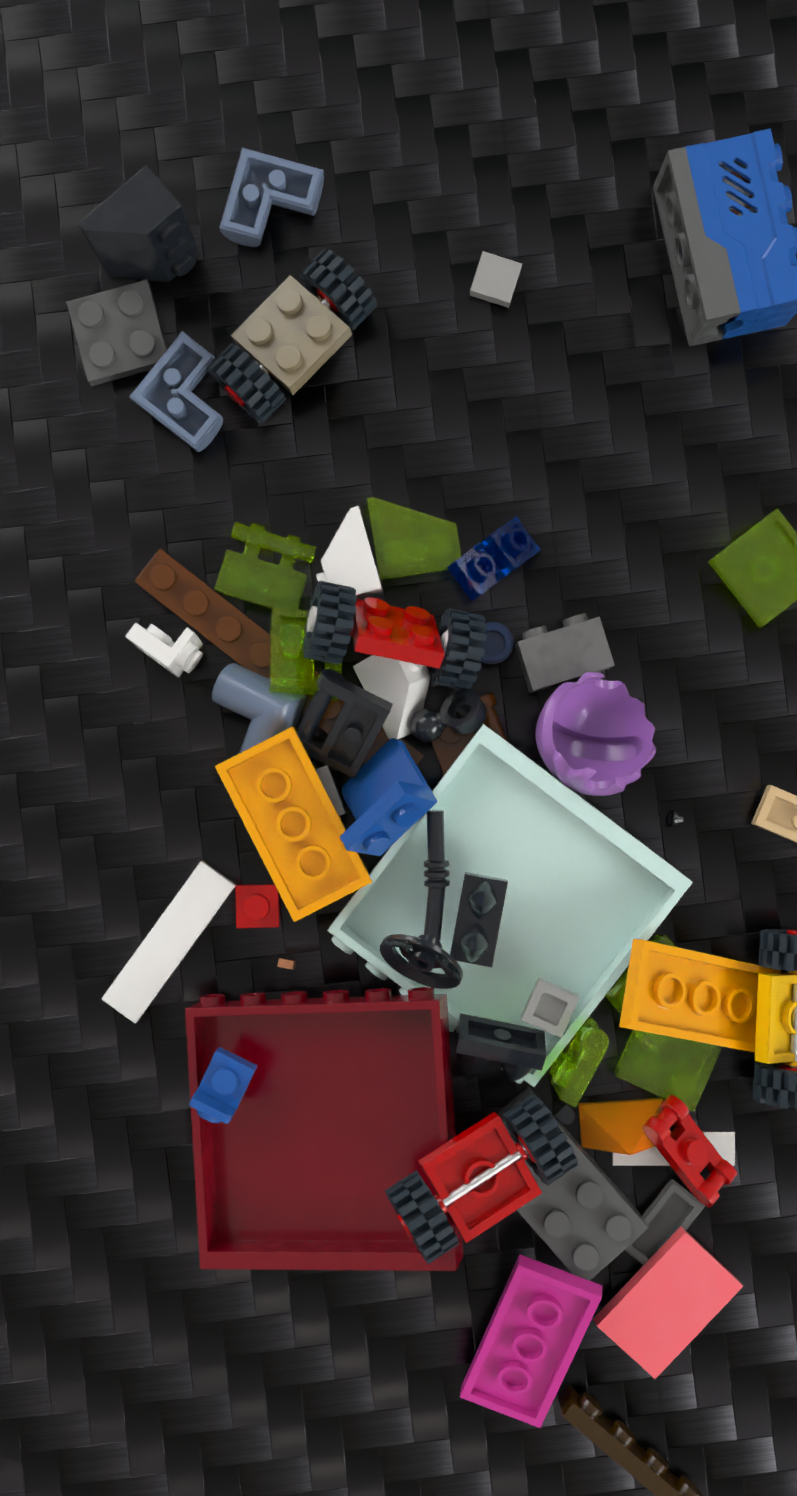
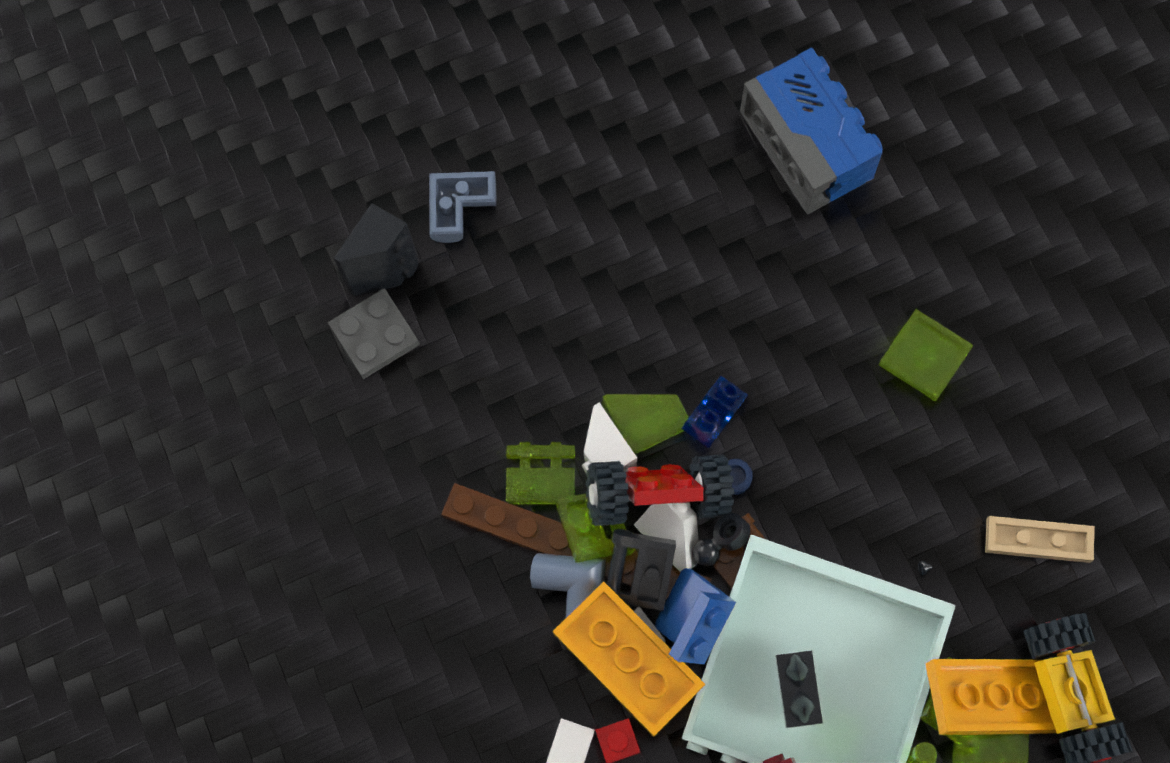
camera: 15 degrees left, 15 degrees down
(169, 395) = (429, 368): sand blue brick -> none
(176, 656) = (479, 558): white bracket -> none
(292, 334) = (508, 294): plate -> none
(426, 948) = (764, 719): black dish -> none
(495, 279) = (646, 210): light grey tile -> none
(550, 1007) = (879, 740): light grey plate -> none
(563, 653) = (793, 466): flat silver brick -> none
(594, 735) = (839, 518): medium lavender piece -> none

